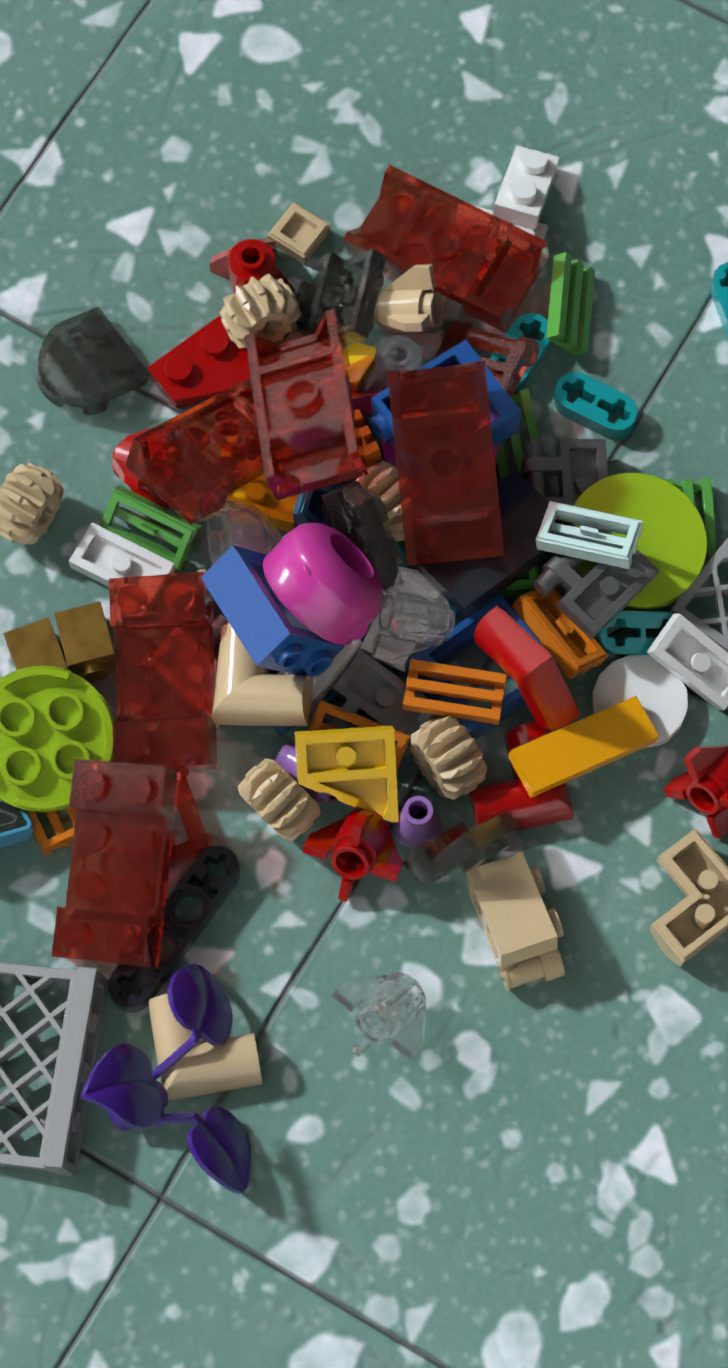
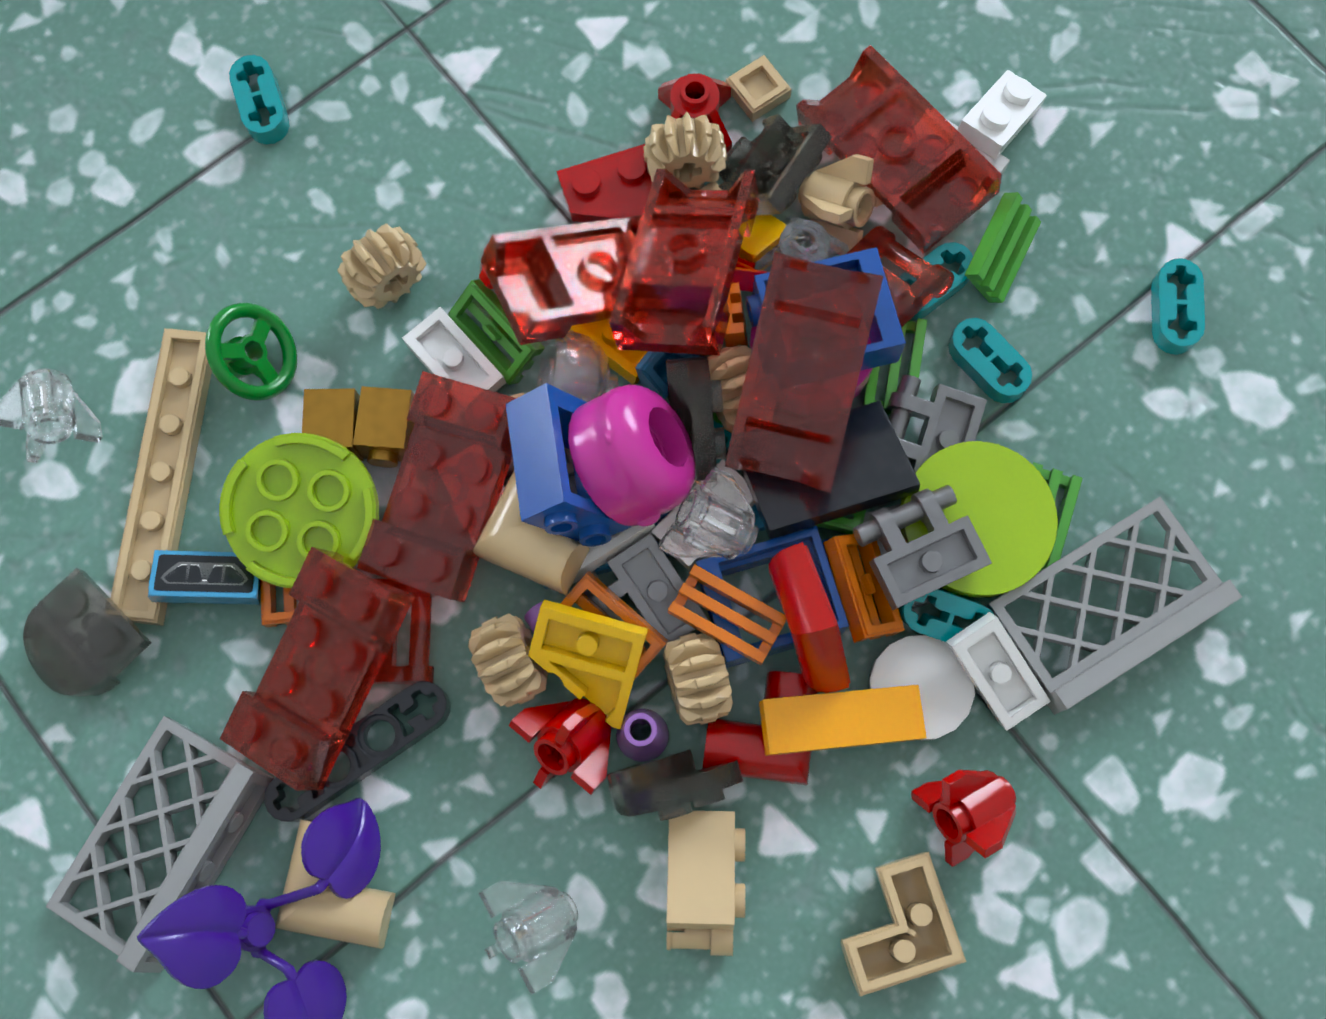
camera: 25 degrees right, 5 degrees up
(87, 363) = (500, 147): clear smoke slope -> none
(586, 541) = (921, 516): light aqua tile -> none

